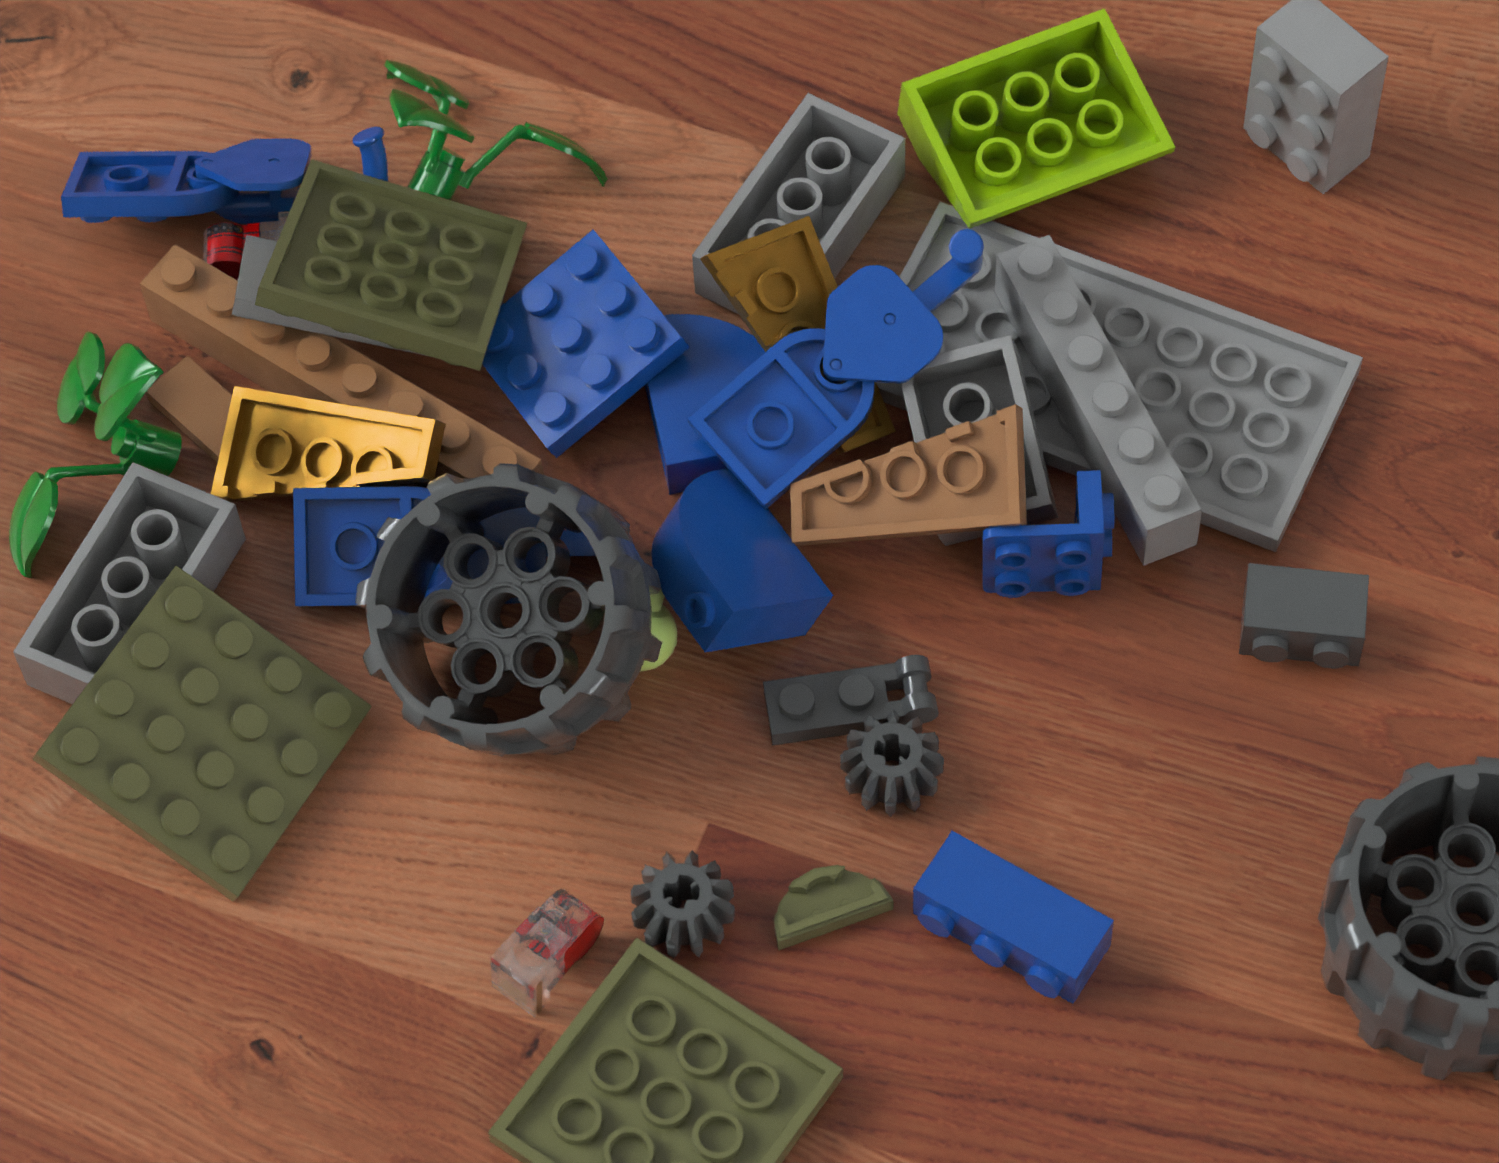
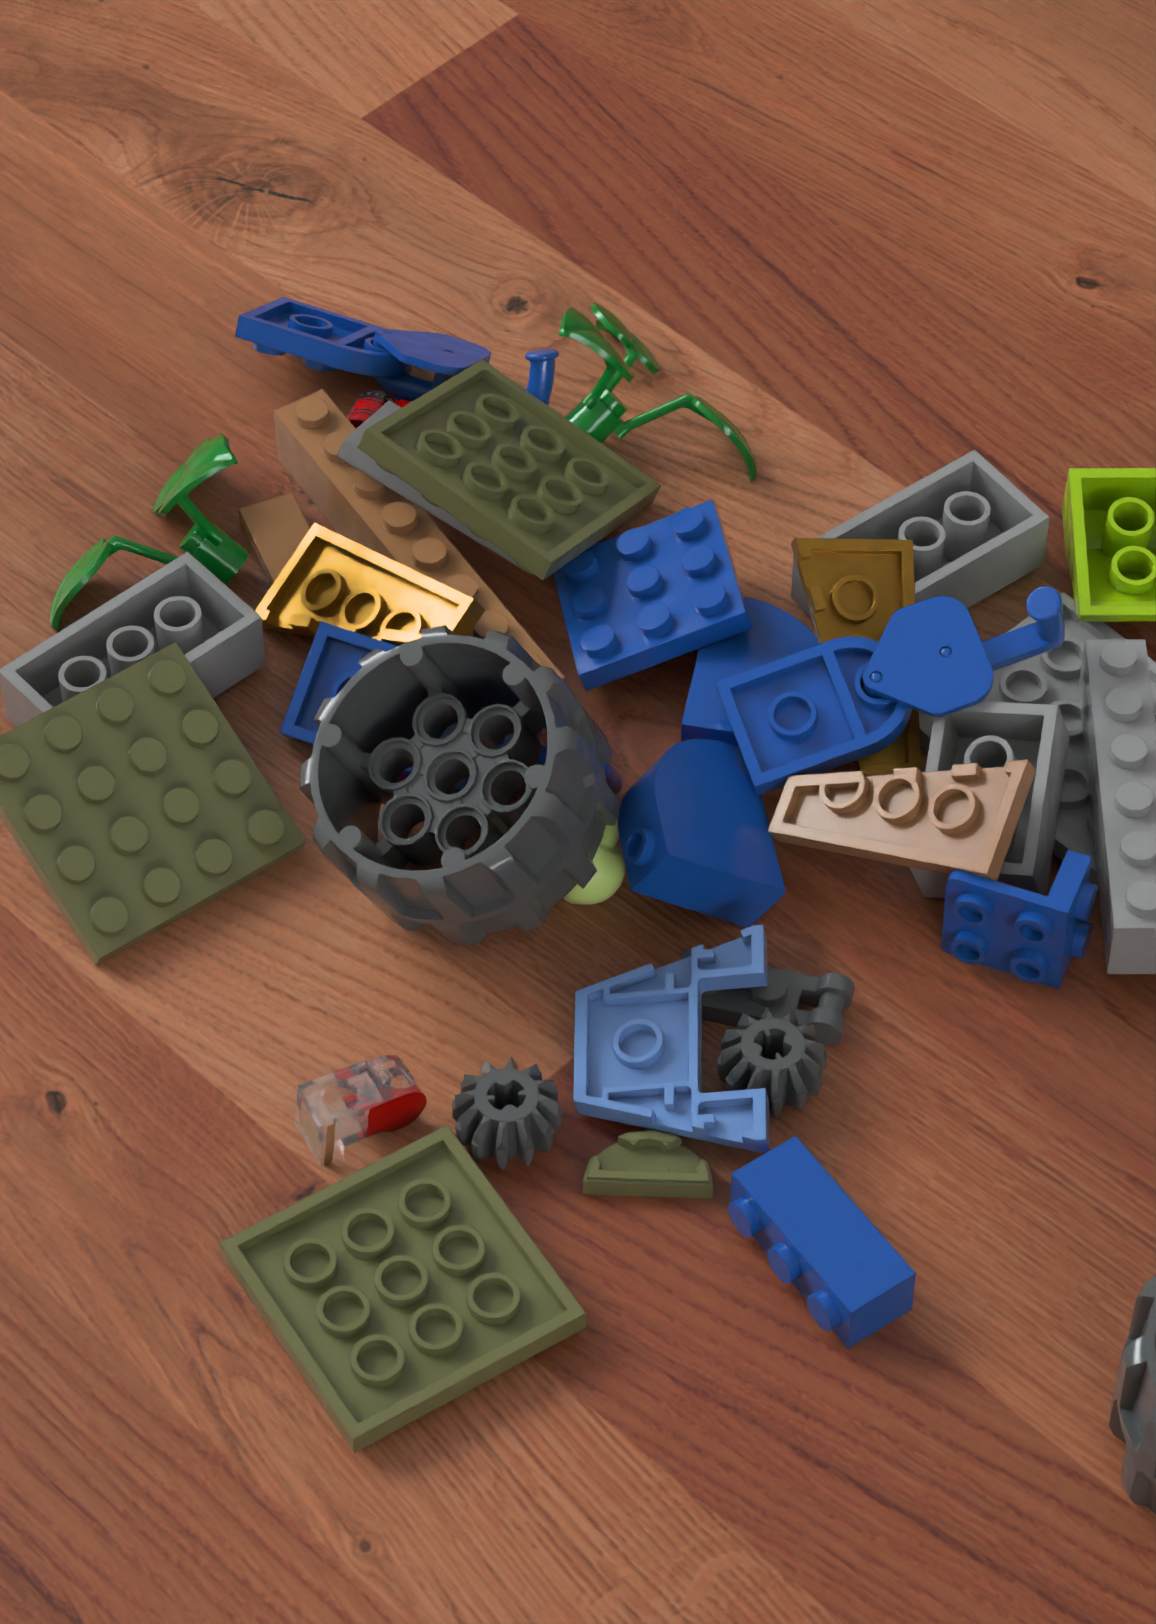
camera: 20 degrees right, 10 degrees down
(775, 795) = (644, 1047): none -> medium blue wing

